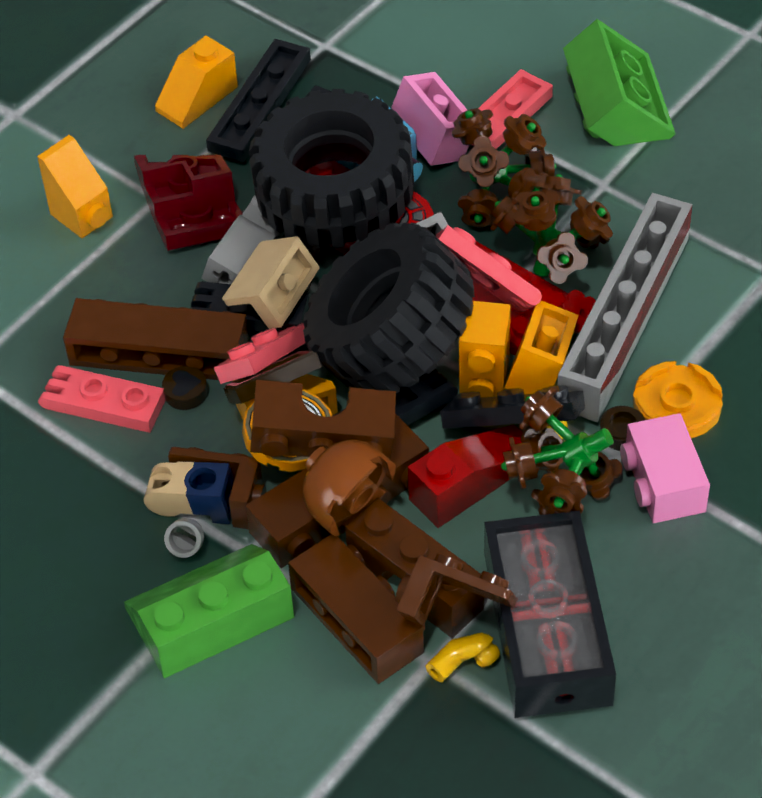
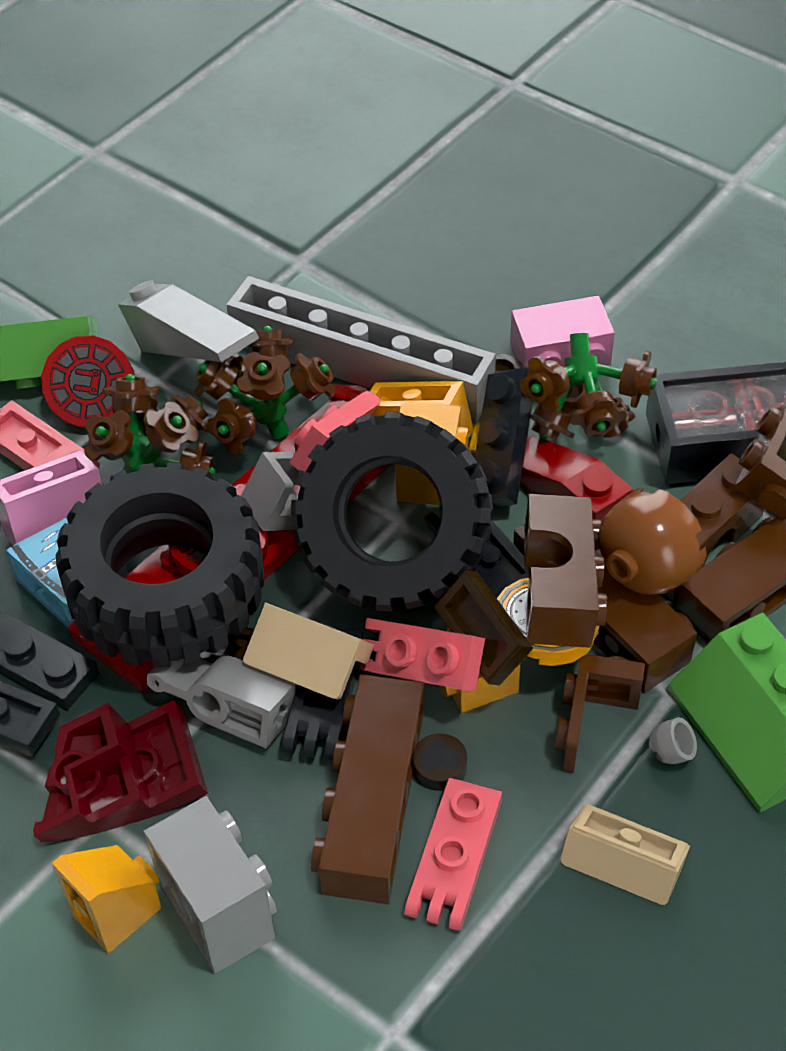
camera: 90 degrees left, 0 degrees up
(69, 239) = (213, 882): none -> light grey brick
(94, 507) = (624, 854): none -> tan slope
(191, 489) = (609, 735): leg -> none
(572, 124) = (77, 375): none -> tile
(627, 166) = (181, 325): none -> light grey slope
(680, 389) = (470, 324): light orange tile -> none

